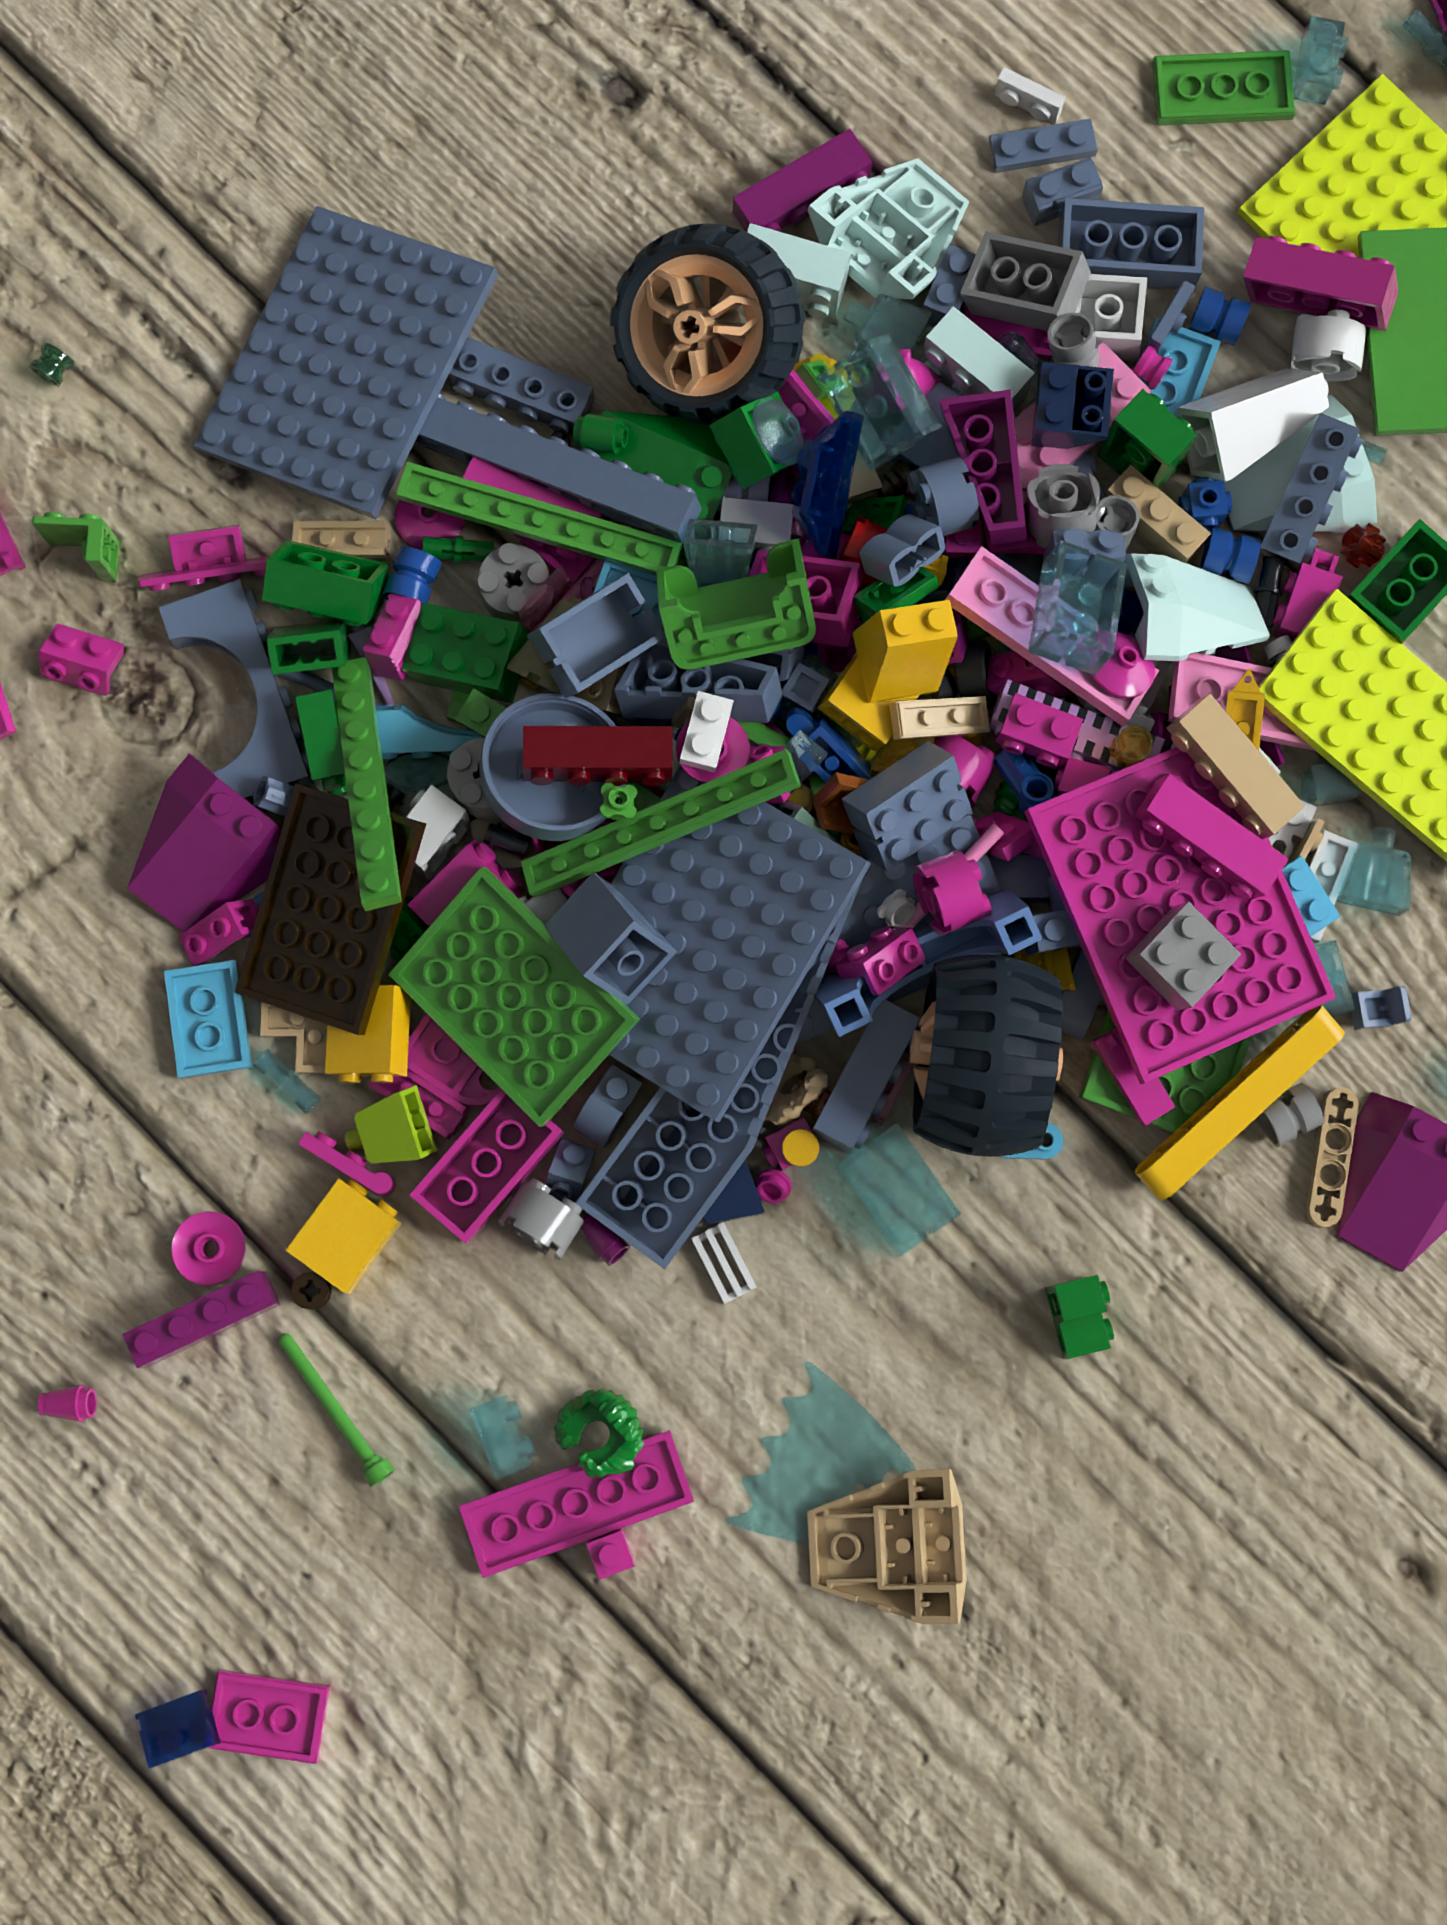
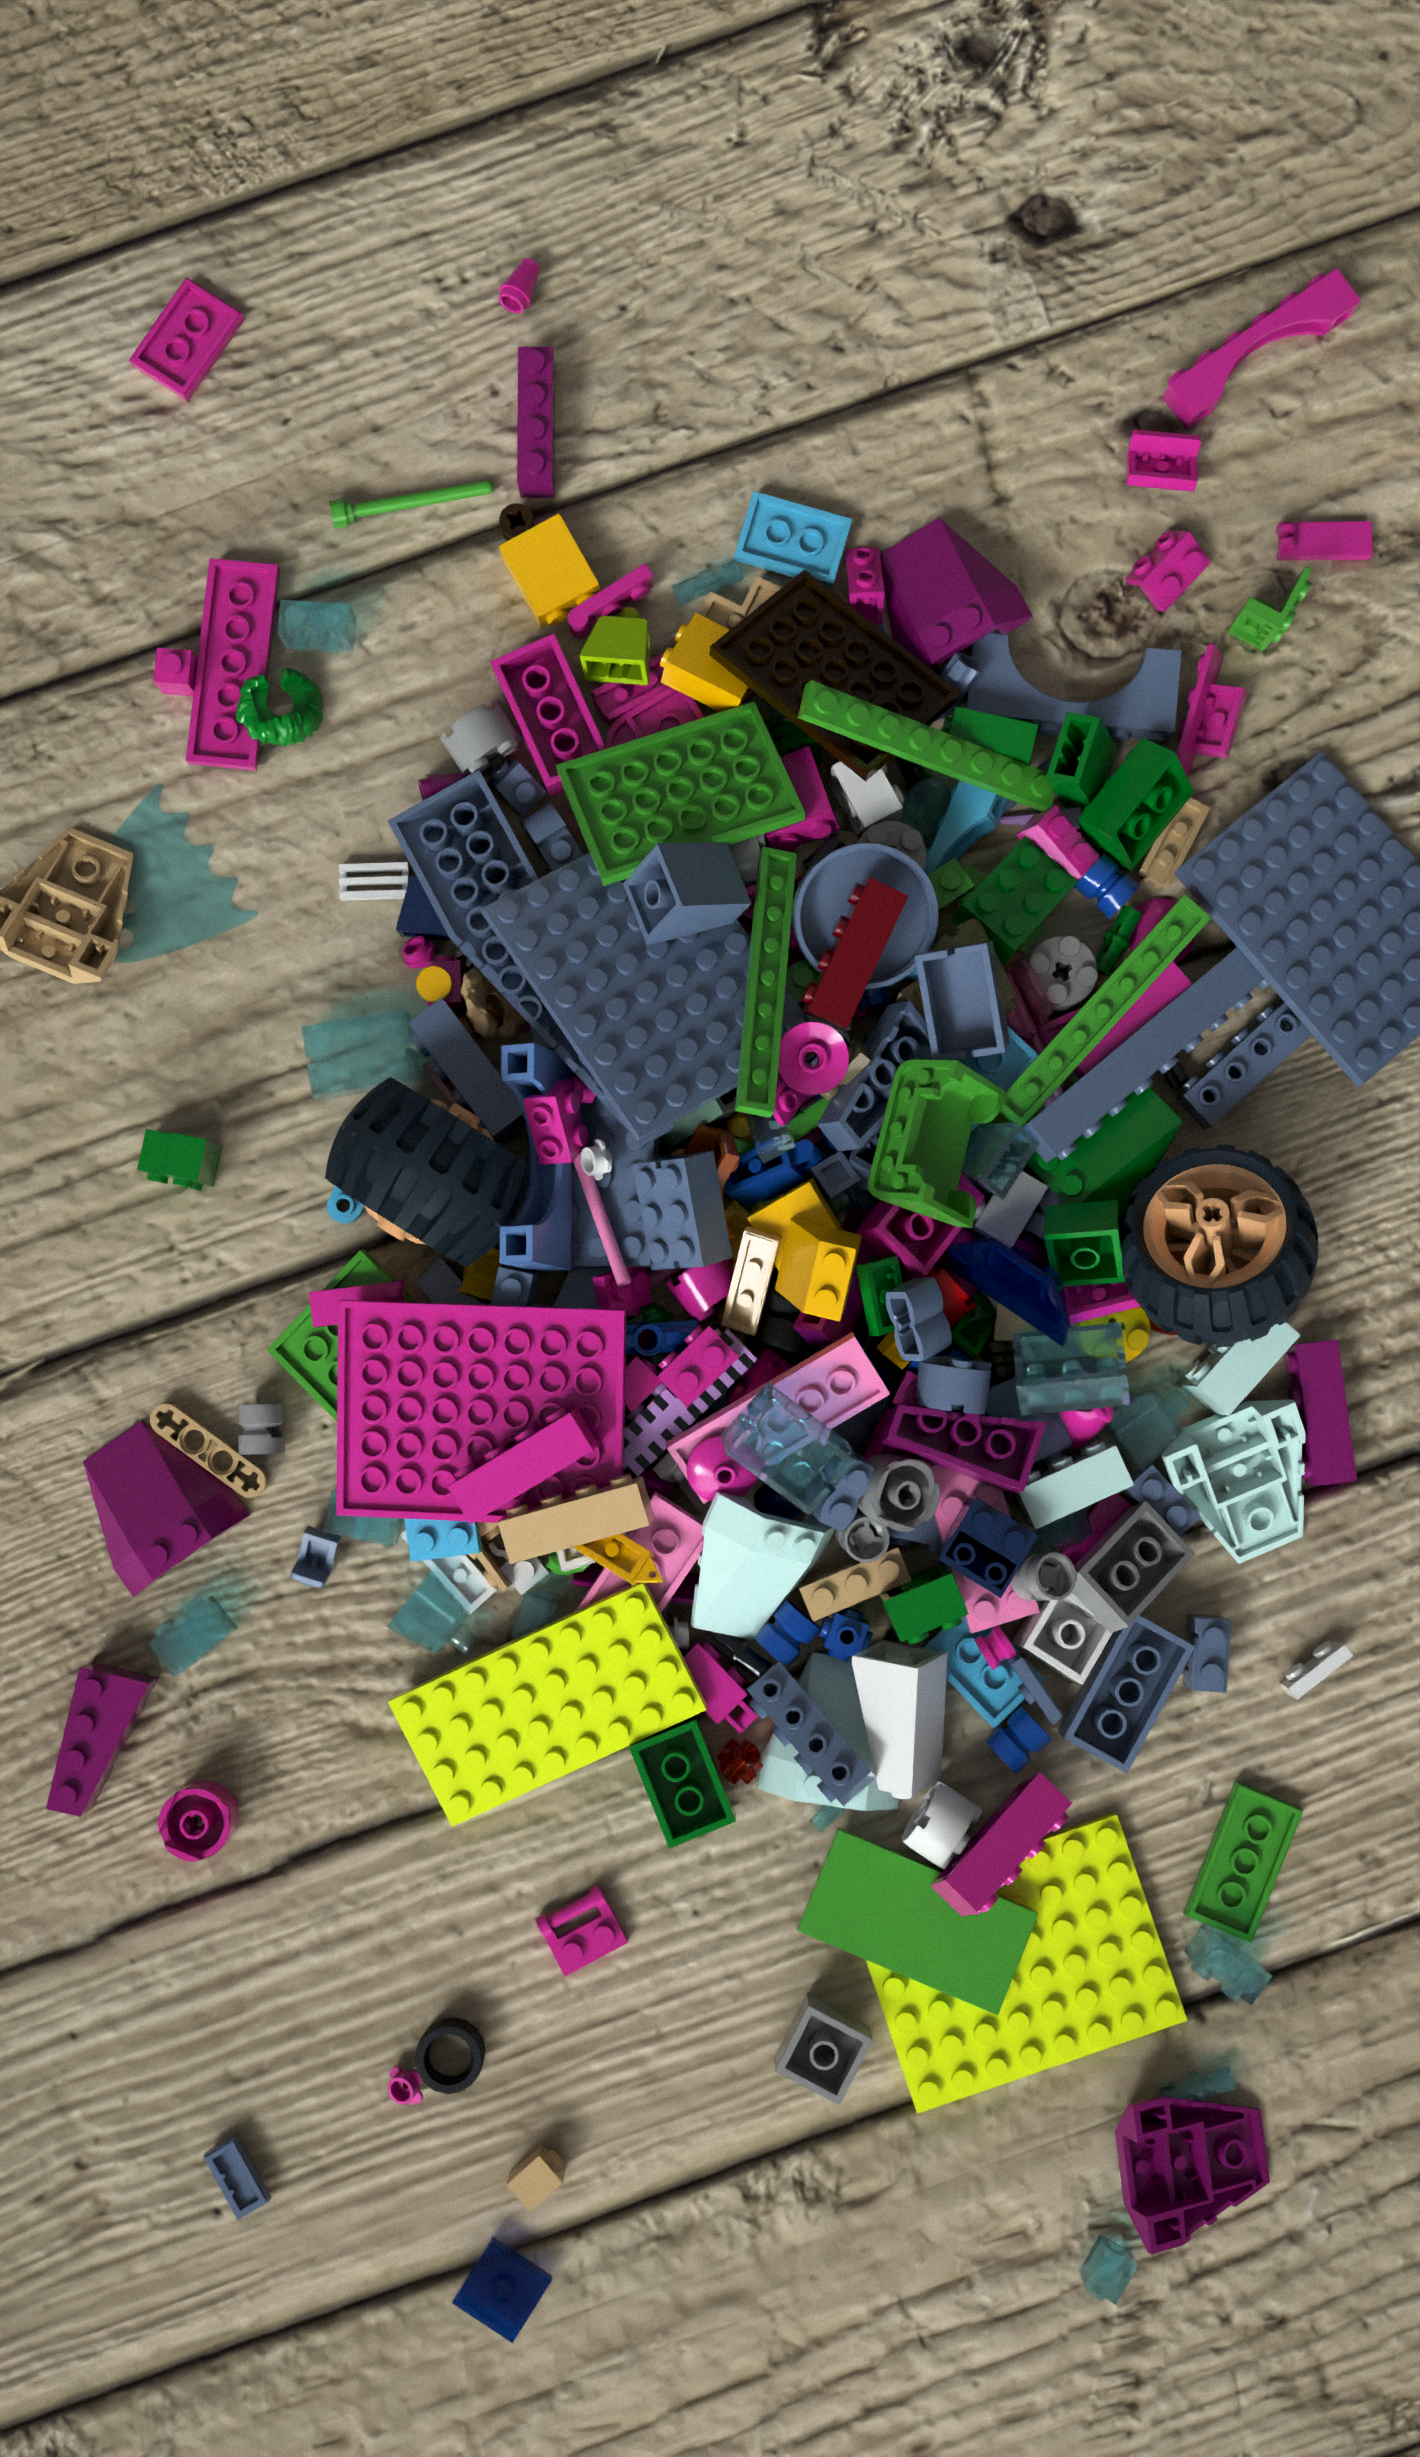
camera: 120 degrees right, 5 degrees up
(177, 1729) = (210, 260): clear blue plate -> none
(190, 1245) = (593, 439): dark pink dish -> none
(600, 433) = (1159, 1104): green brick -> none
(616, 811) = (793, 955): bright green plate -> none
(706, 731) = (829, 1057): white plate -> none
(778, 430) = (1084, 1261): clear light blue dish -> none
(808, 374) = (1130, 1323): bright green tile -> none
(951, 891) = (583, 1208): dark pink brick -> none
(1043, 145) = (1262, 1660): sand blue plate -> none
(1136, 741) = (639, 1442): clear yellow wheel -> none
(1183, 956) = (428, 1385): light grey brick -> none
(1239, 1102) = (289, 1386): yellow beam -> none

